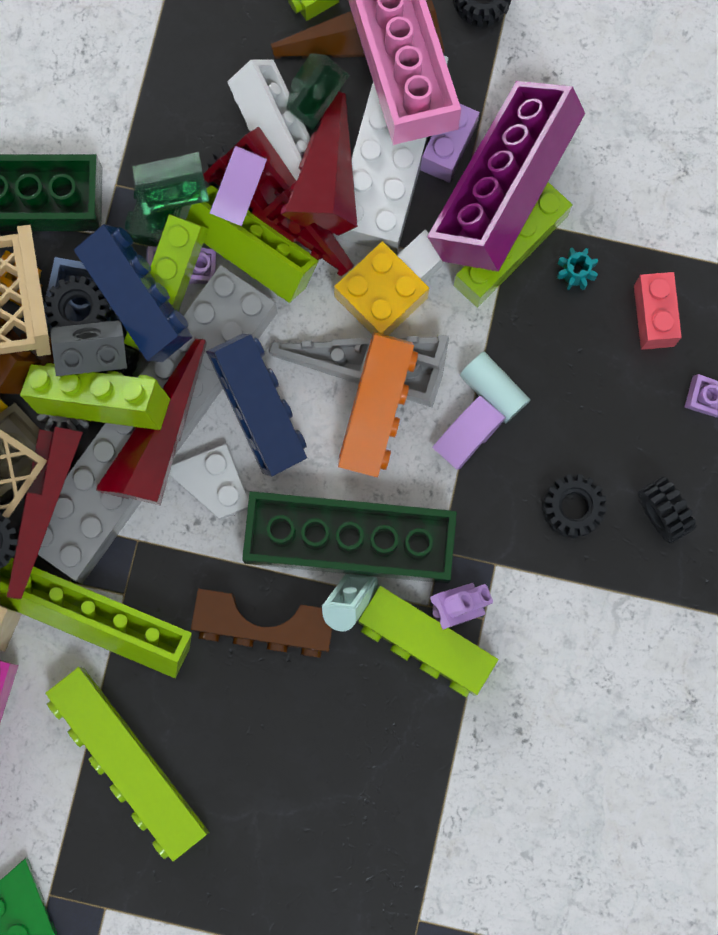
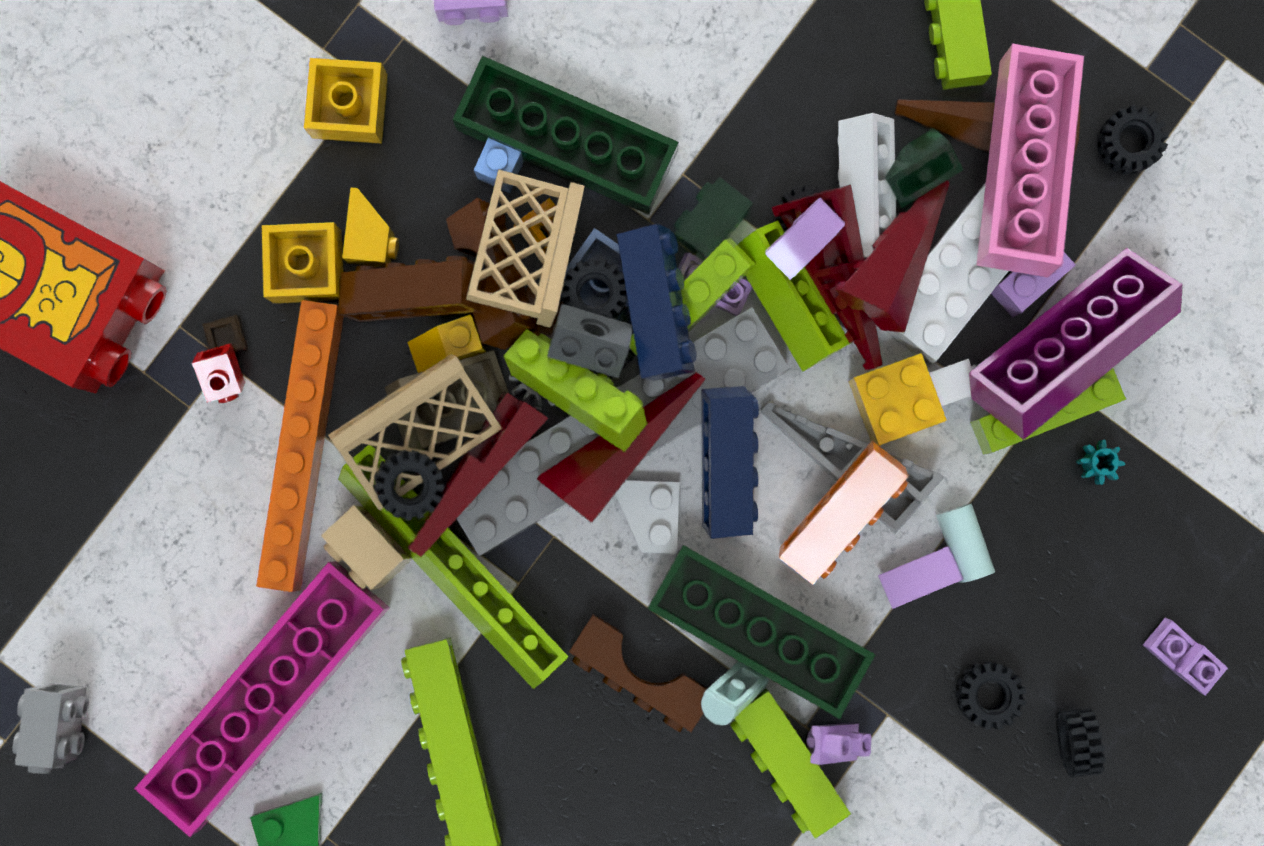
camera: 25 degrees right, 5 degrees up
(170, 183) = (739, 206): clear green brick -> none
(657, 310) = (1160, 540): coral brick -> none

